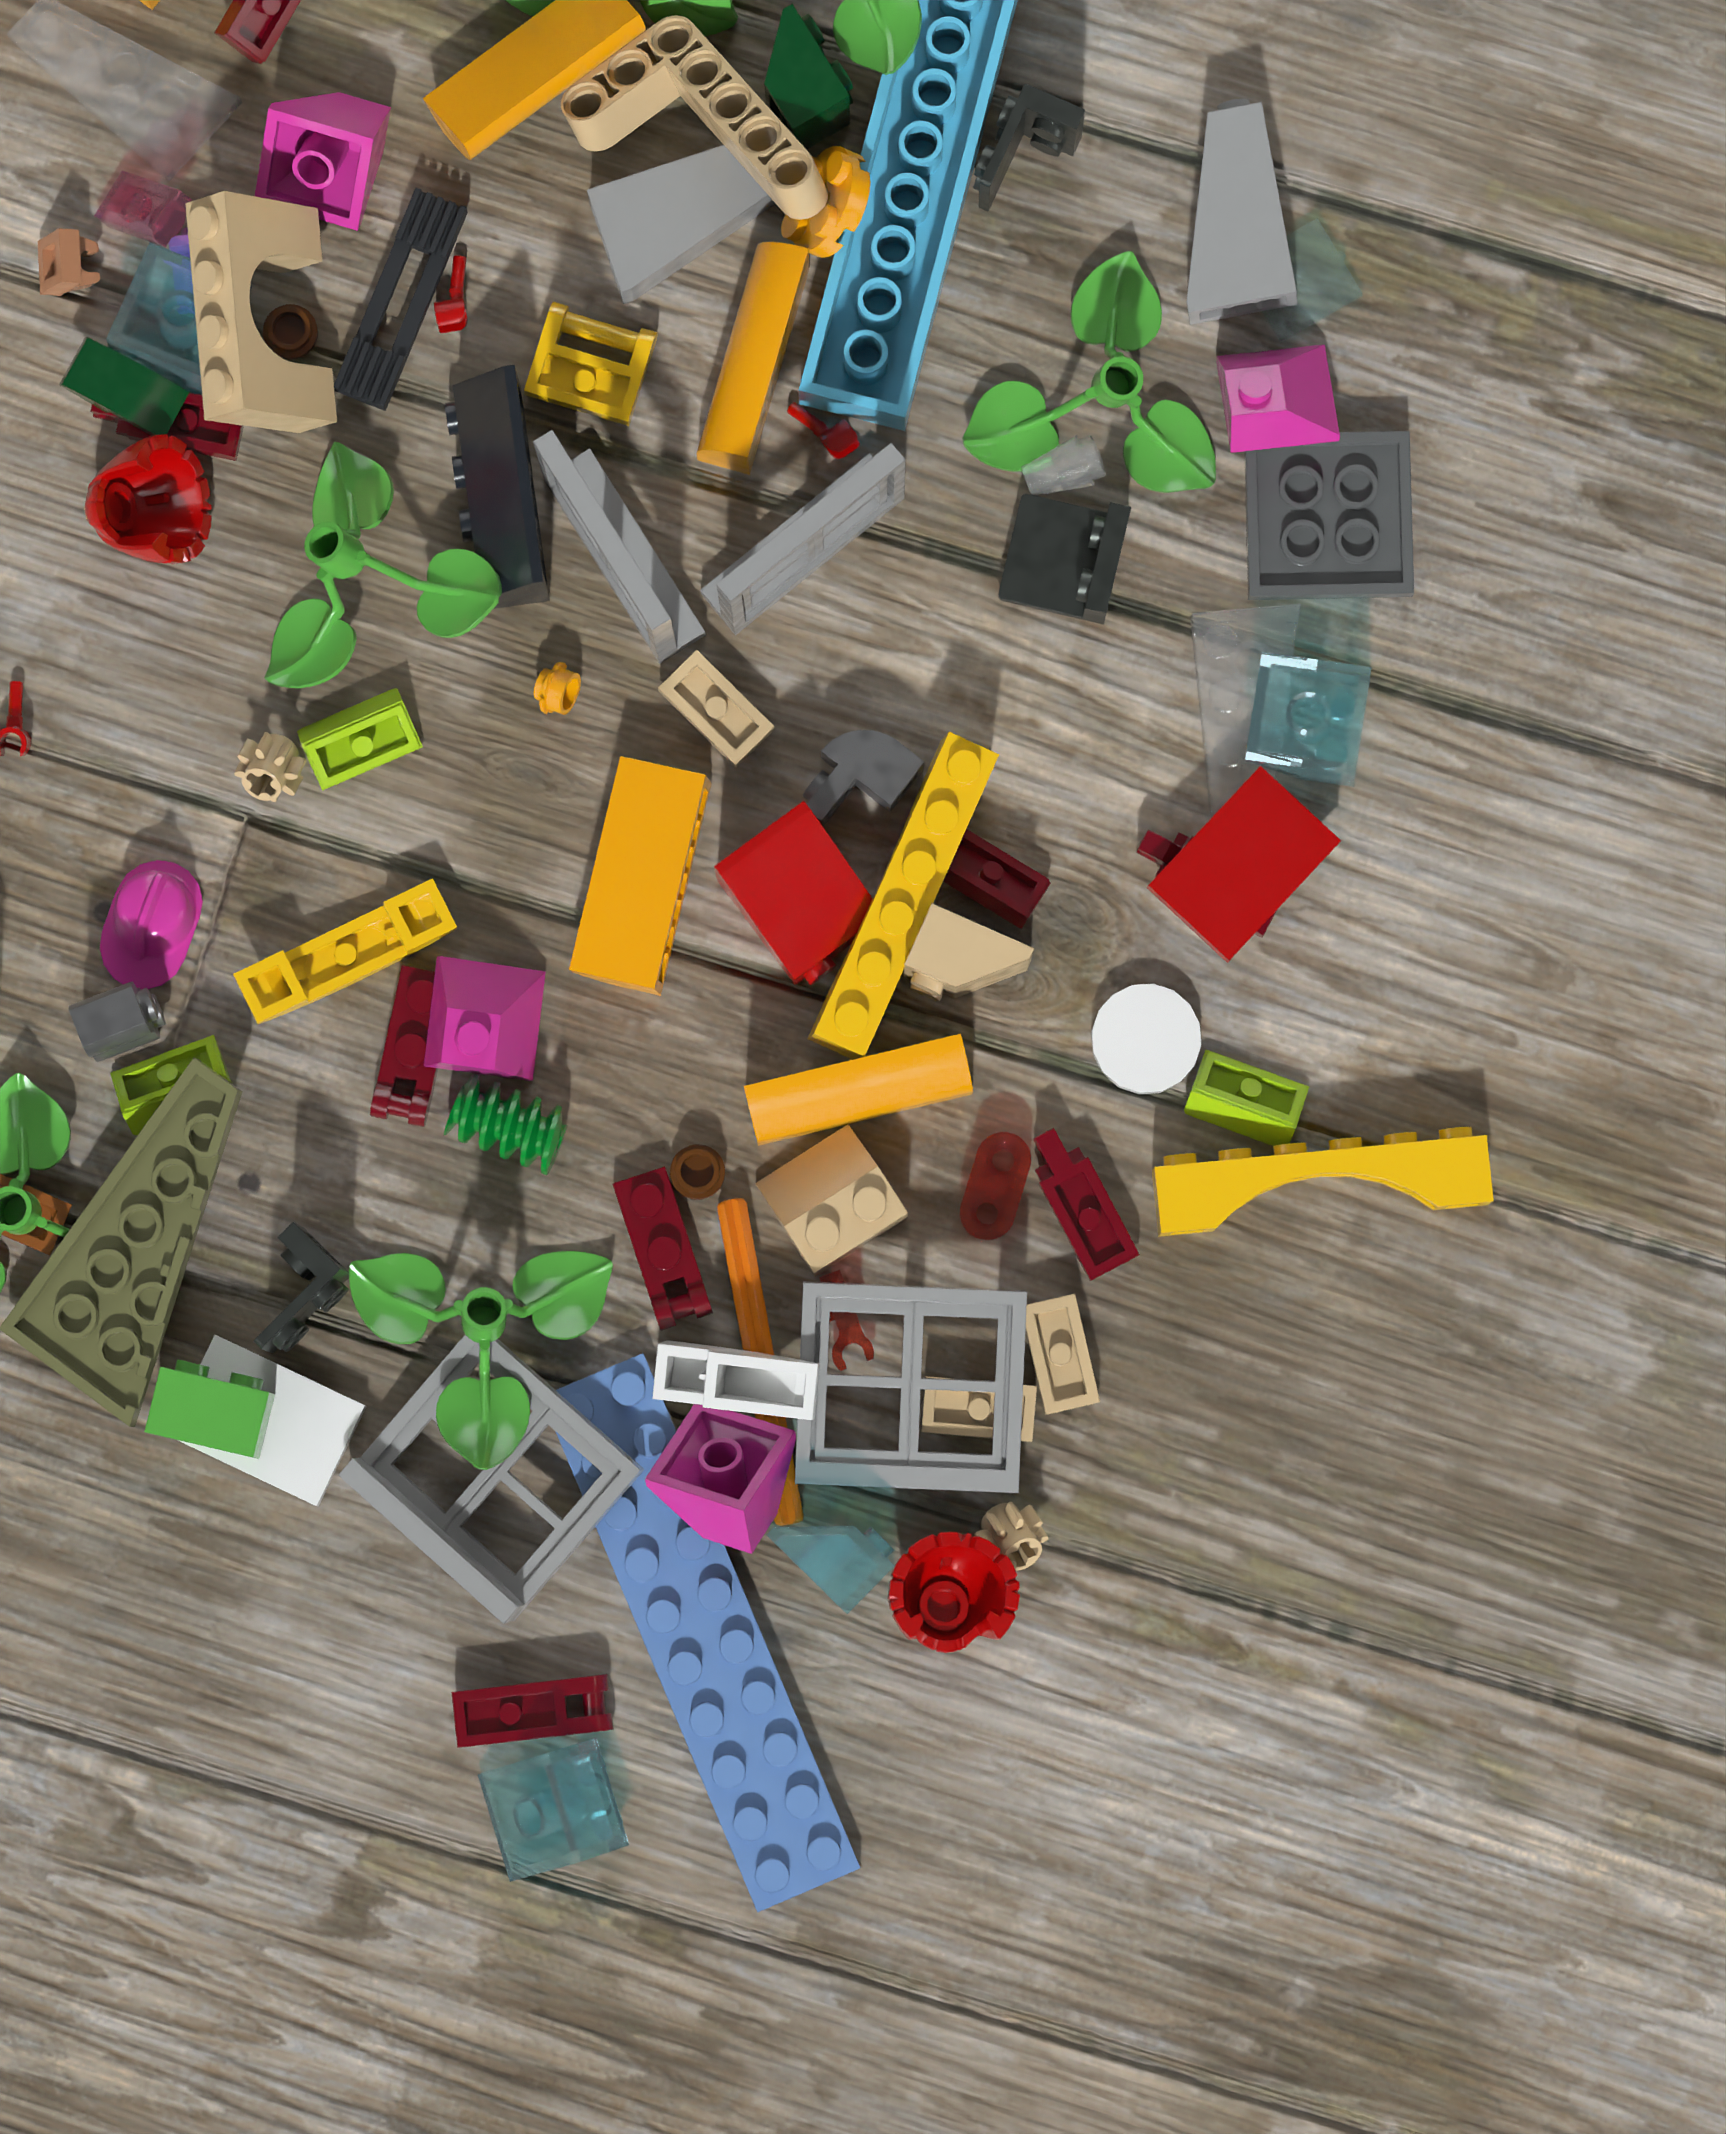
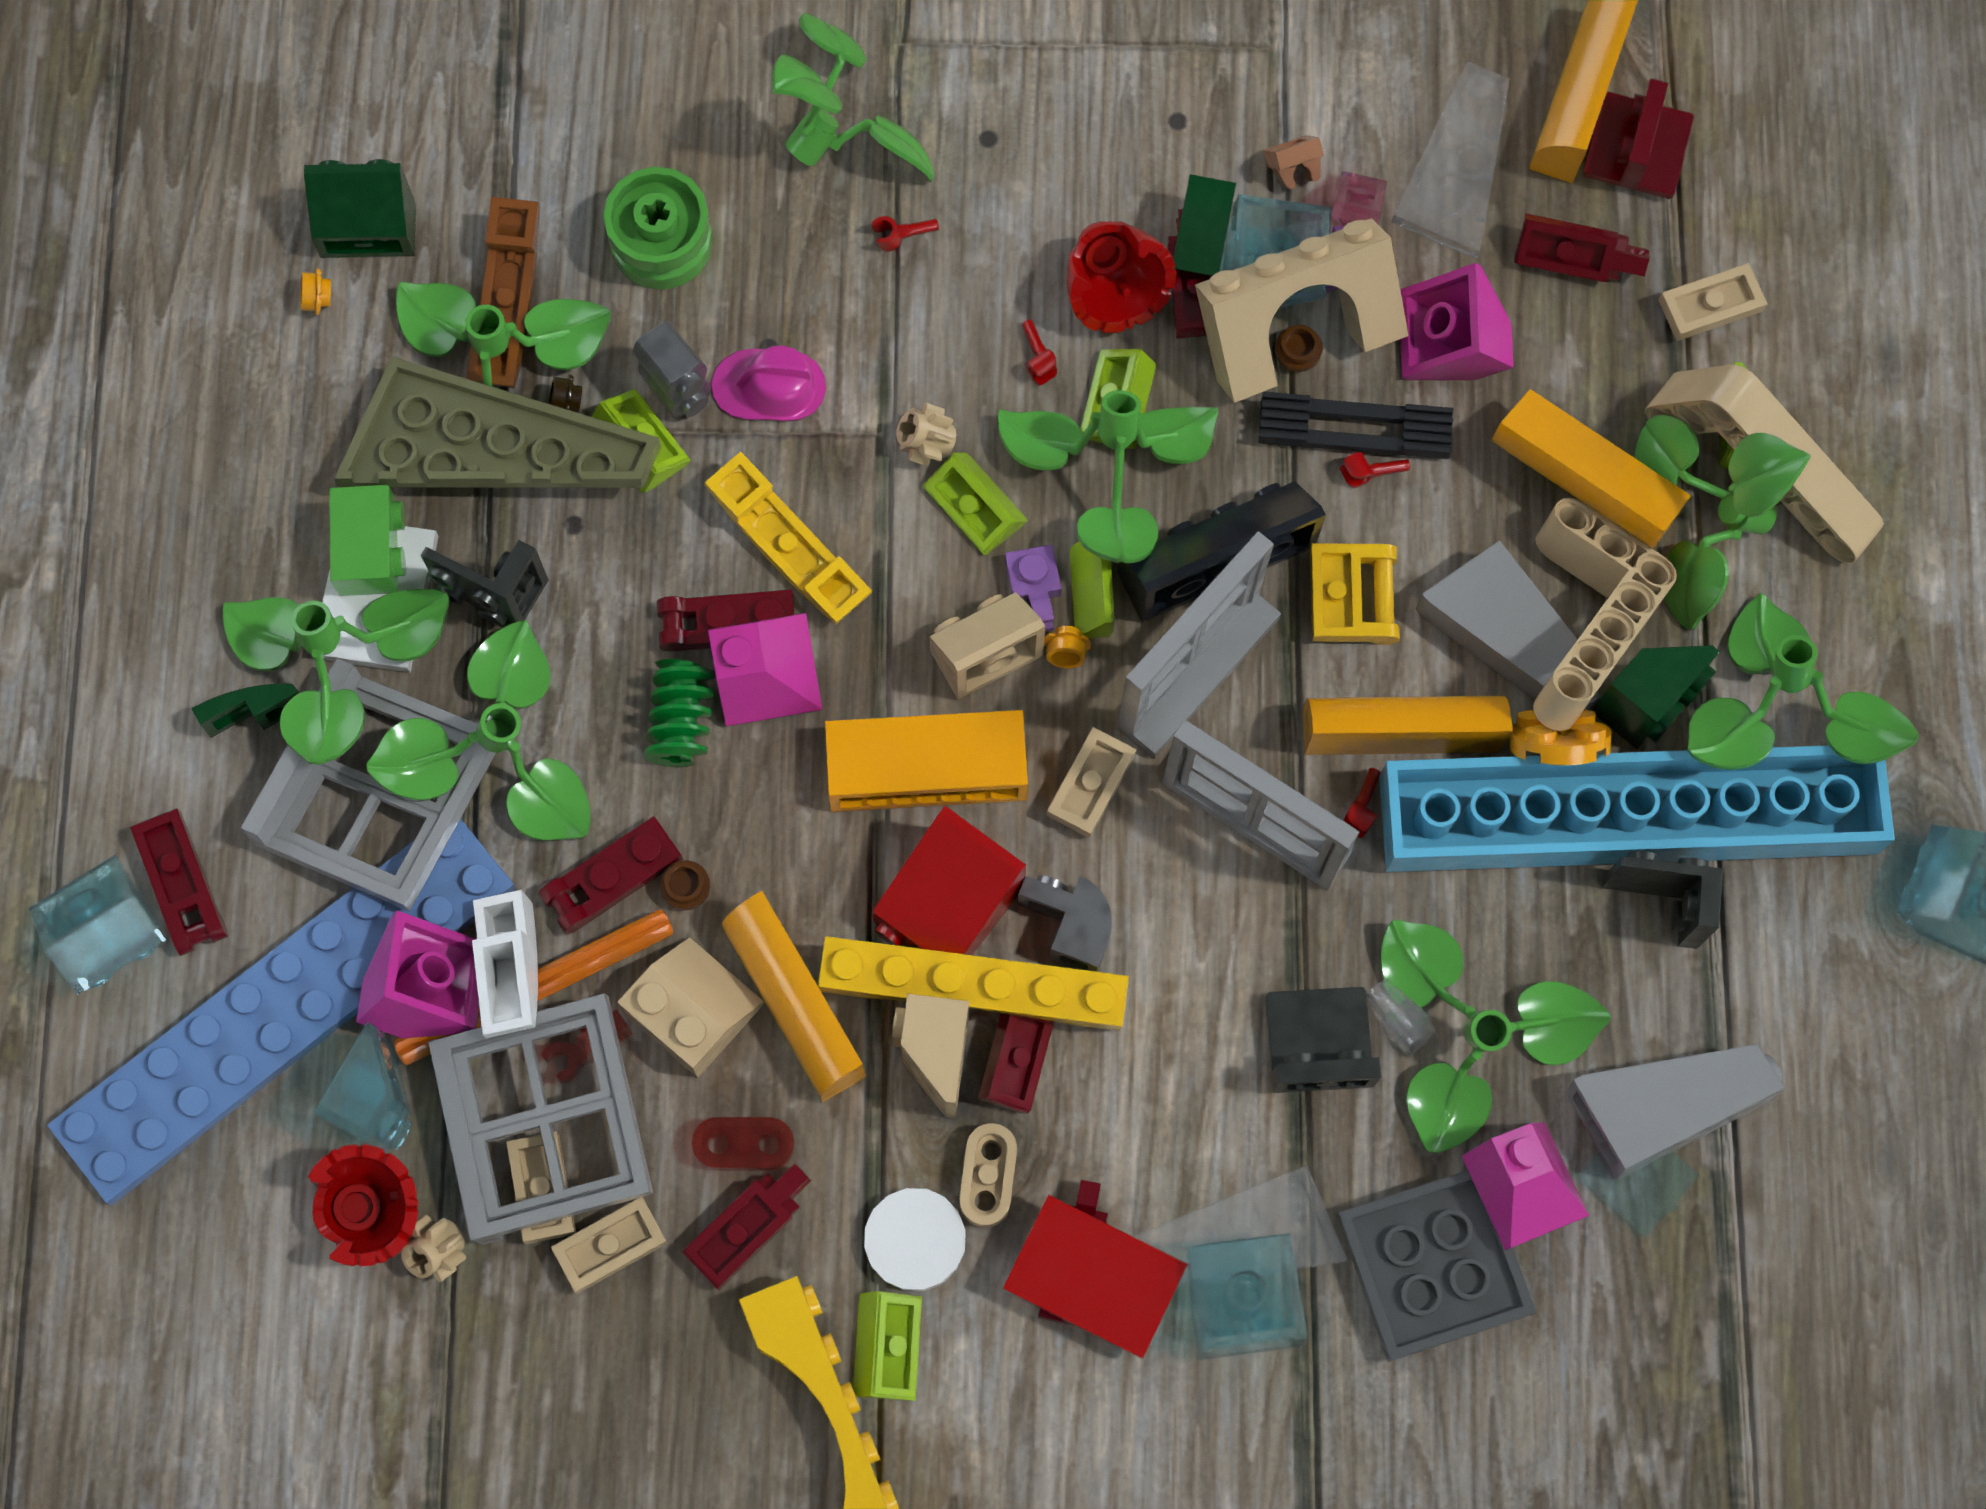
camera: 70 degrees right, 10 degrees down
(99, 1152) = (565, 393): none -> dark brown plate
(224, 616) = (1043, 365): none -> red hand
(274, 544) = (1119, 370): none -> lime slope
(359, 1570) = (230, 708): none -> dark green slope
(411, 1508) = (328, 722): none -> bright green plant
(467, 701) = (1035, 579): none -> medium lavender plate
(505, 644) = (1091, 593): none -> lime slope
(529, 771) = (987, 643): none -> tan slope
(1104, 940) = (988, 1176): none -> tan plate

